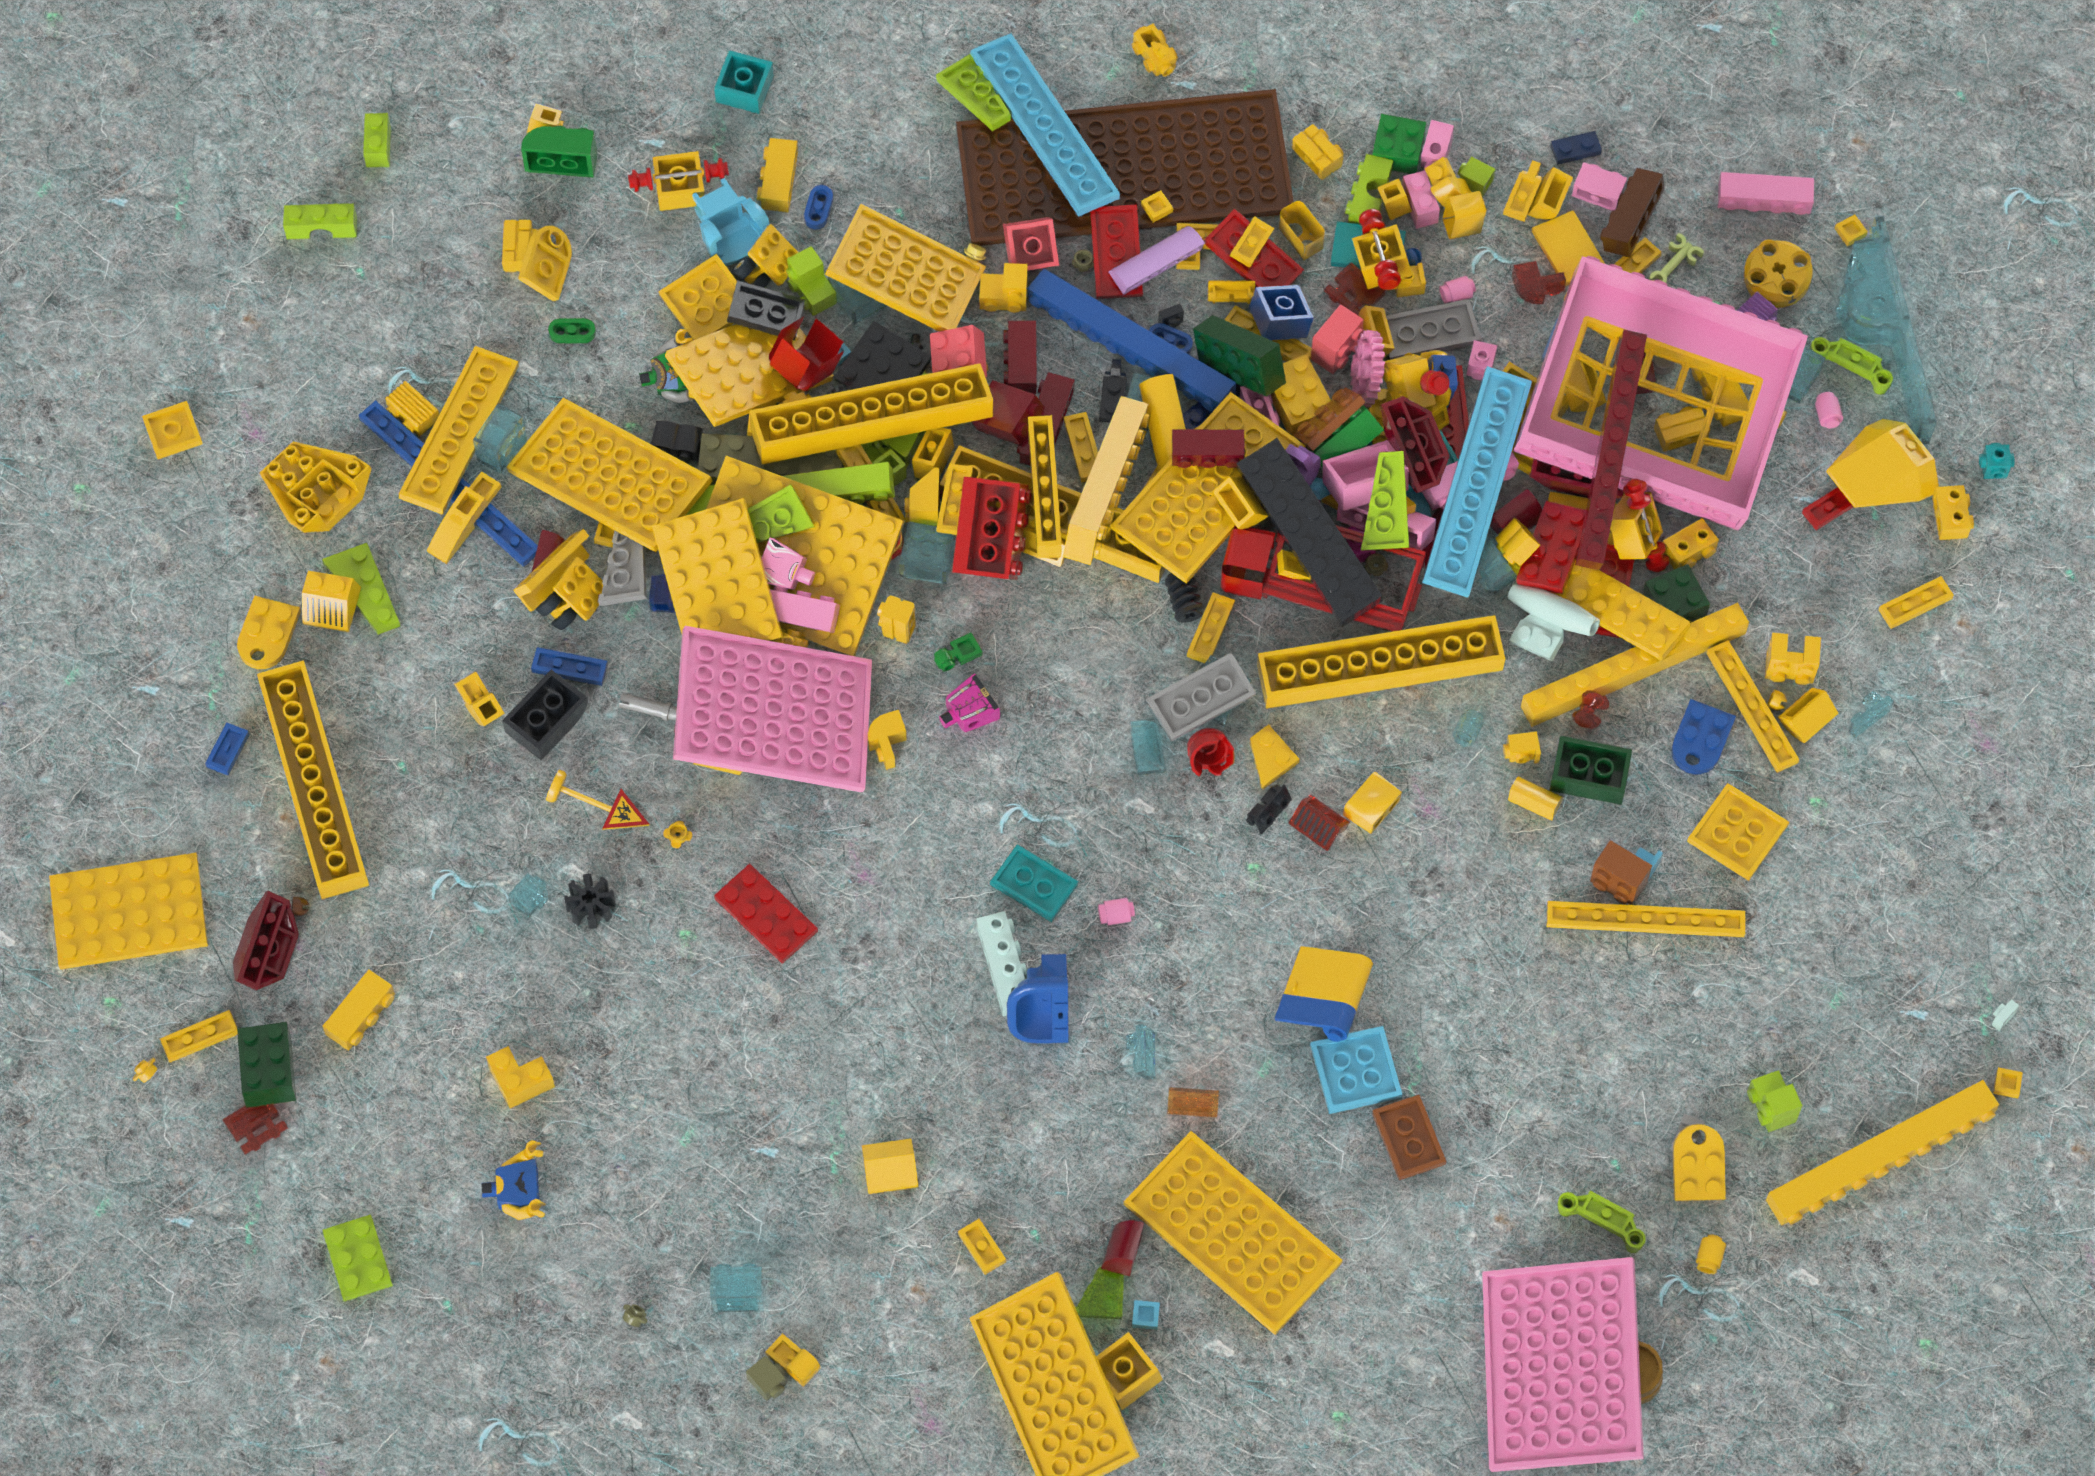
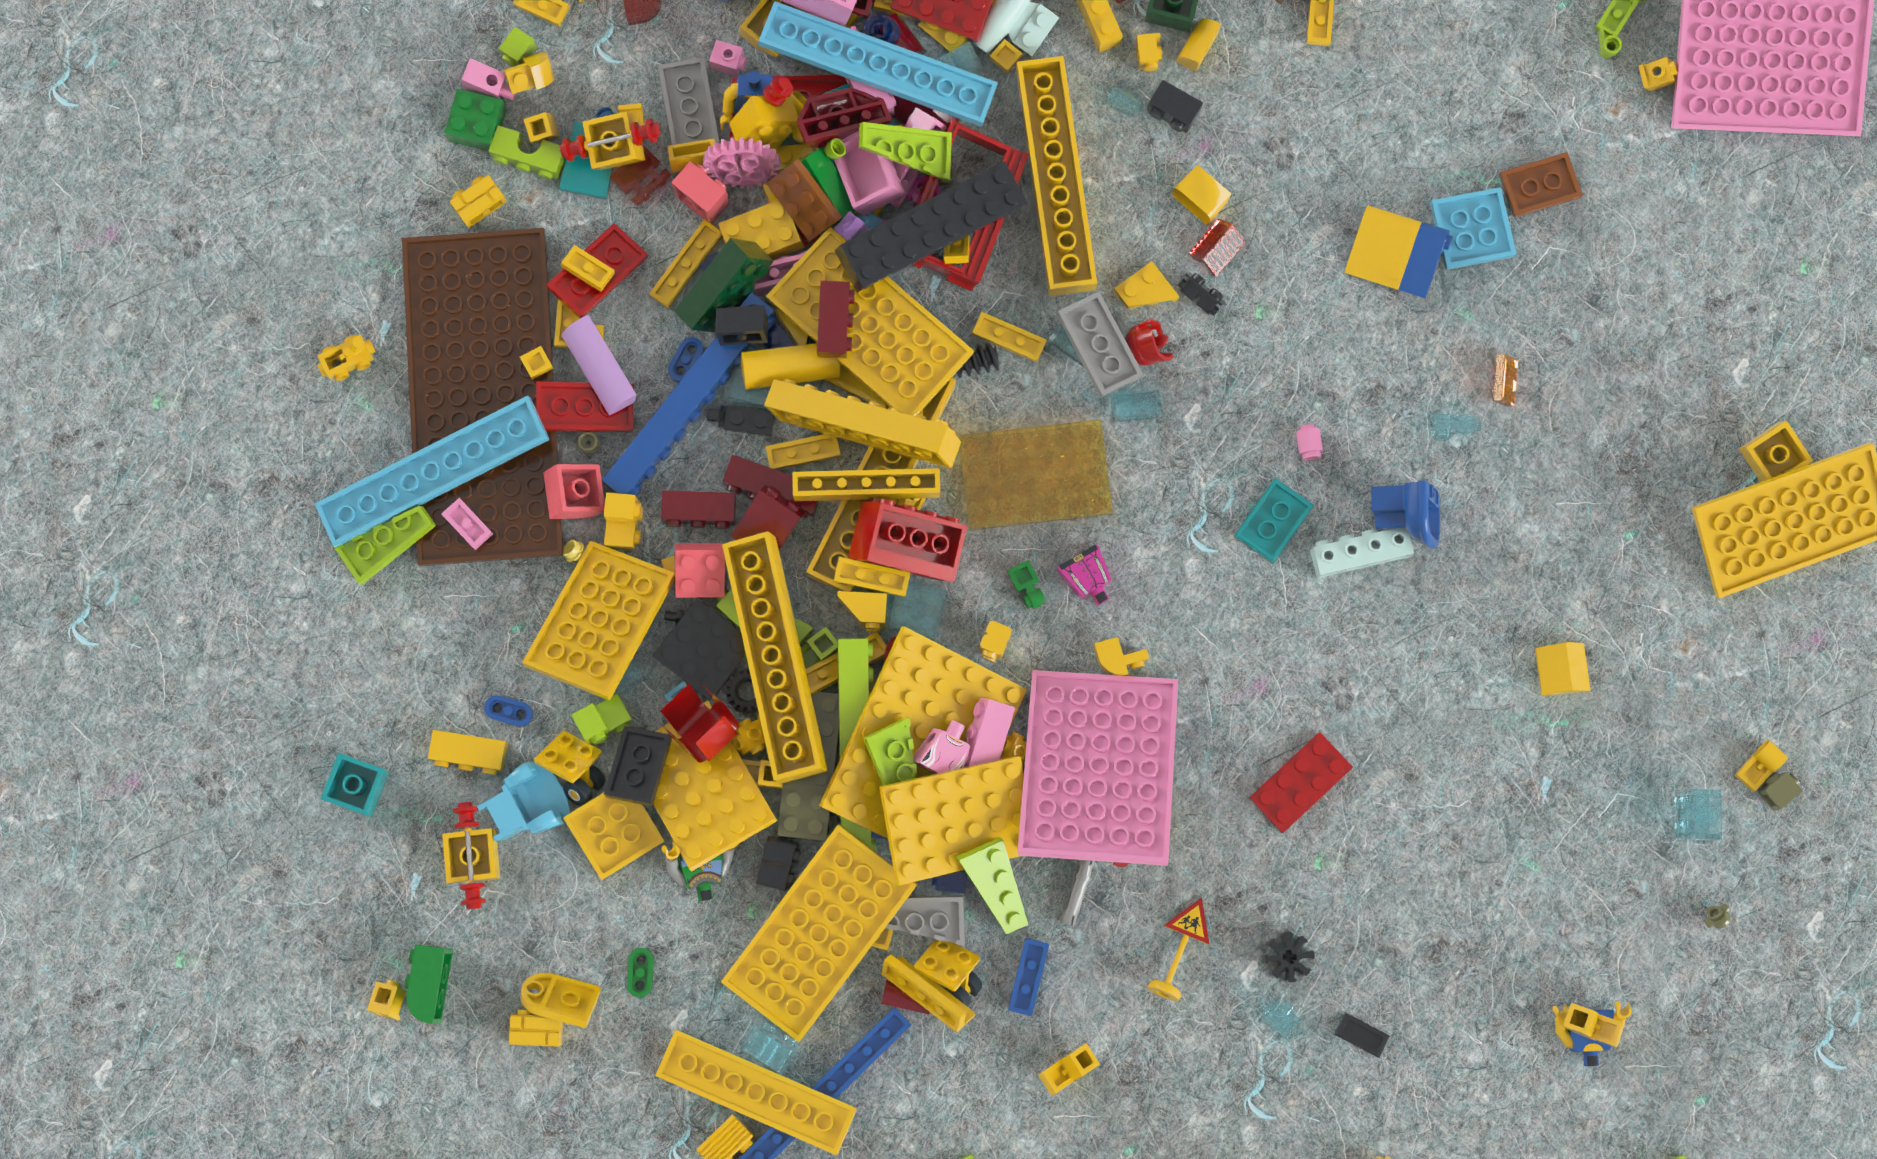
camera: 90 degrees left, 15 degrees up
(461, 517) = (858, 1086): yellow slope -> none
(513, 975) = (1361, 1035): none -> black tile
(517, 1082) = (1481, 1029): yellow brick -> none
(522, 1171) = (1593, 1025): none -> yellow brick
(545, 714) = (1087, 1000): black brick -> none
(657, 622) = (995, 882): none -> wing
(677, 827) = (1216, 861): yellow plate -> none
(933, 451) = (811, 600): yellow brick -> none
(982, 1246) = (1647, 584): yellow plate -> none
(995, 157) = (467, 523): none -> bright pink plate
(1070, 657) = (1035, 474): none -> clear yellow plate
(1103, 1296) = (1695, 473): clear neon green wing -> none
(1123, 1247) = (1653, 451): dark red brick -> none
(1145, 1314) = (1714, 434): medium azure plate -> none
(1171, 316) = (662, 356): black plate -> none
(1198, 369) = (741, 325): none -> black brick
(1230, 291) = (636, 306): yellow hinge -> none
(1233, 1232) = (1633, 351): yellow plate -> none
(1240, 503) = (896, 291): yellow brick -> none
(1249, 550) = (946, 293): red piece -> none
(1281, 312) = (667, 245): blue brick -> none
(1300, 214) = (560, 216): yellow piece -> none
(1384, 443) = (835, 149): none -> lime hinge
(1421, 199) = (546, 99): bright pink brick -> none
(1457, 289) = (646, 76): bright pink brick -> none
(1464, 772) = (1174, 107): none -> black brick
(1468, 212) = (566, 60): yellow piece -> none
(1507, 615) = (1006, 56): none -> yellow plate
(1516, 542) = (938, 35): yellow brick -> none
(1517, 490) = (890, 30): none -> clear blue wheel
(1539, 1249) = (1666, 77): none -> yellow brick

